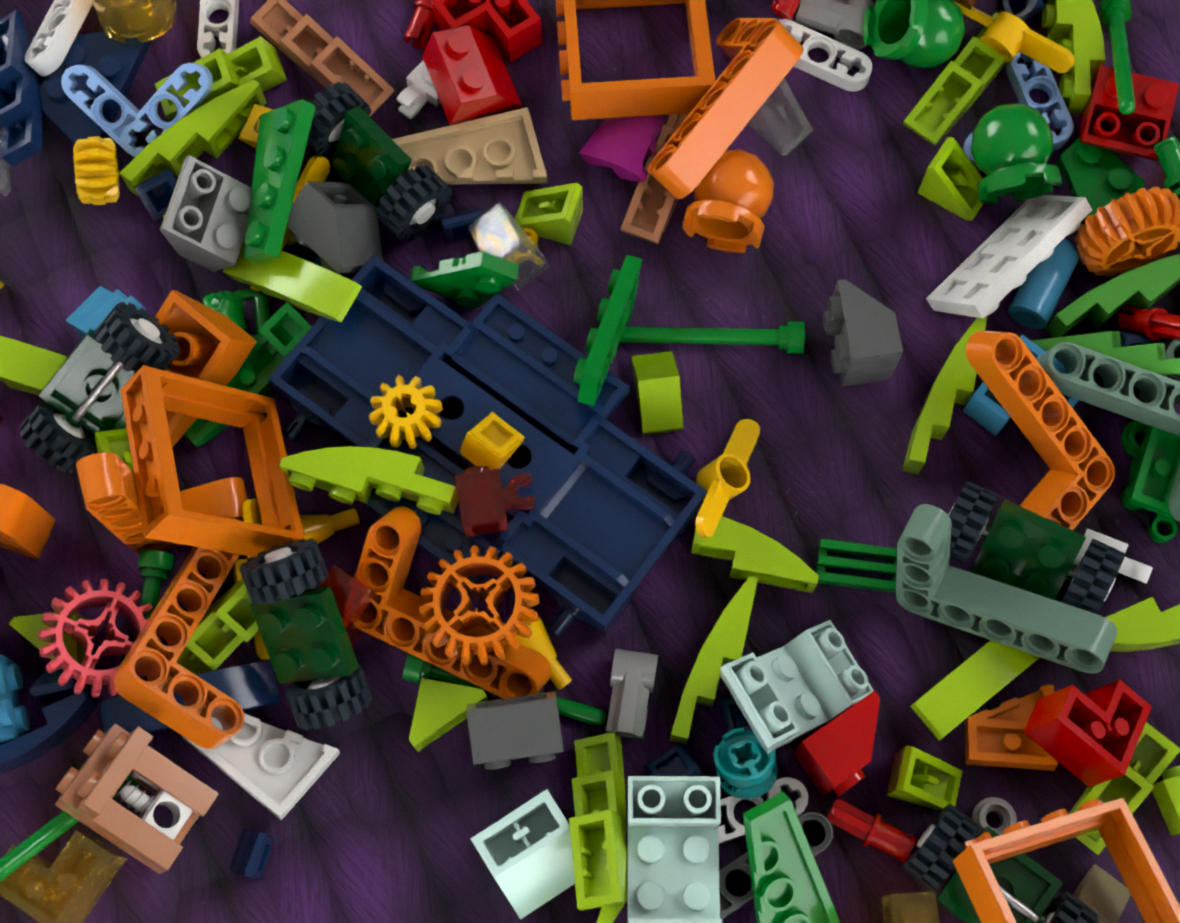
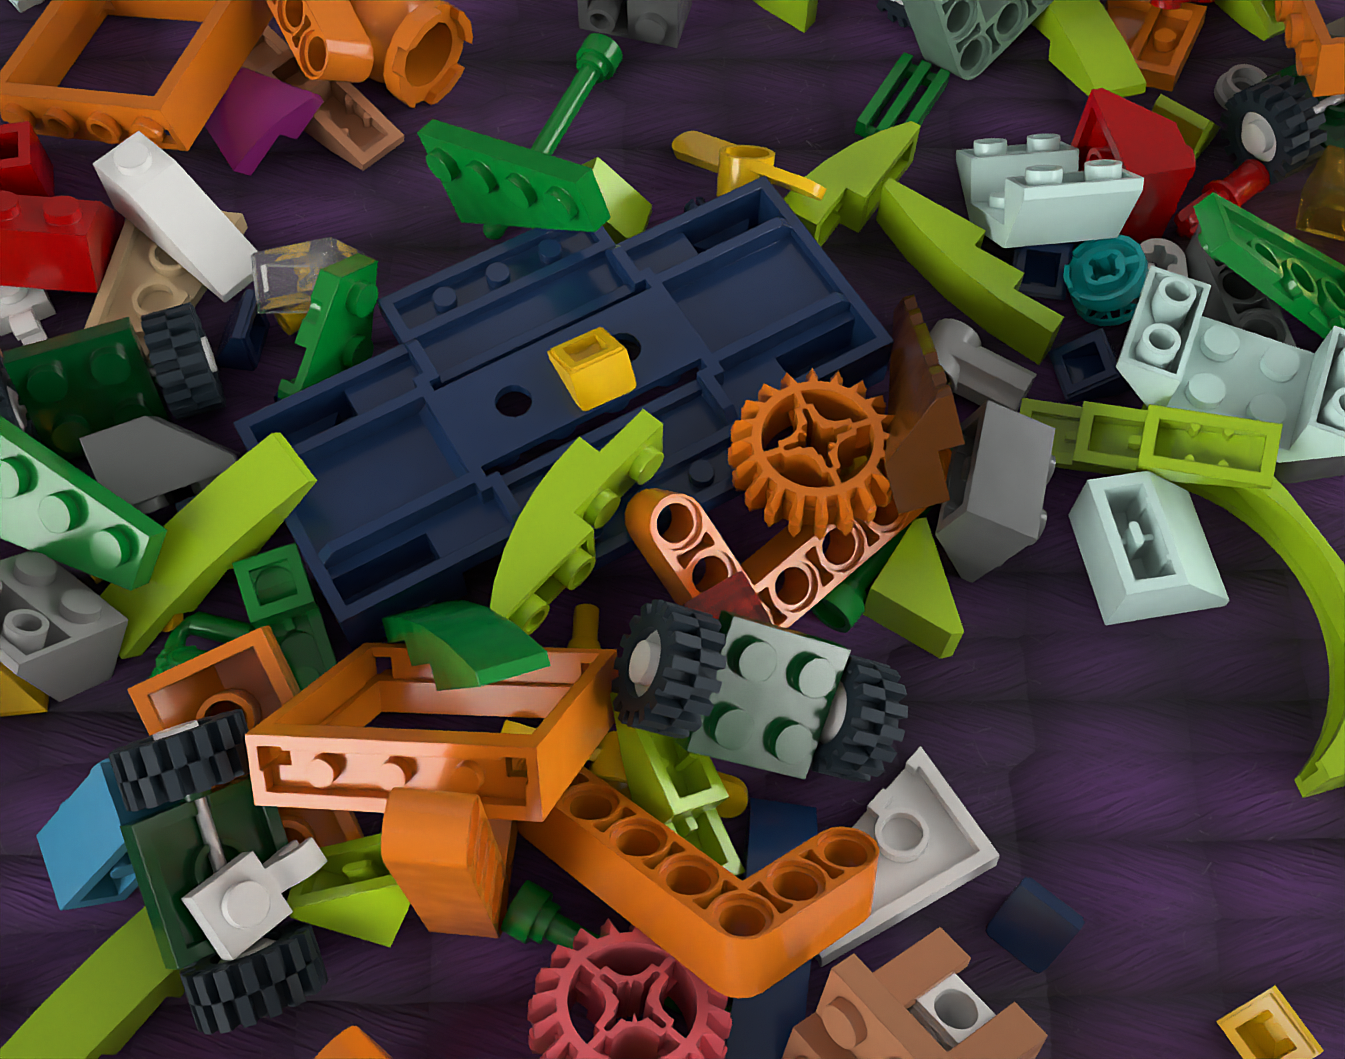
camera: 70 degrees left, 10 degrees down
(86, 409) = (246, 897): none -> white plate
(257, 451) = (465, 644): none -> green slope
(413, 425) = (498, 441): yellow gear -> none
(485, 501) = (676, 387): clear red brick -> none
(498, 665) = (923, 414): none -> reddish brown wedge
(514, 143) = (176, 214): none -> white slope
(552, 212) = (296, 210): lime slope -> none

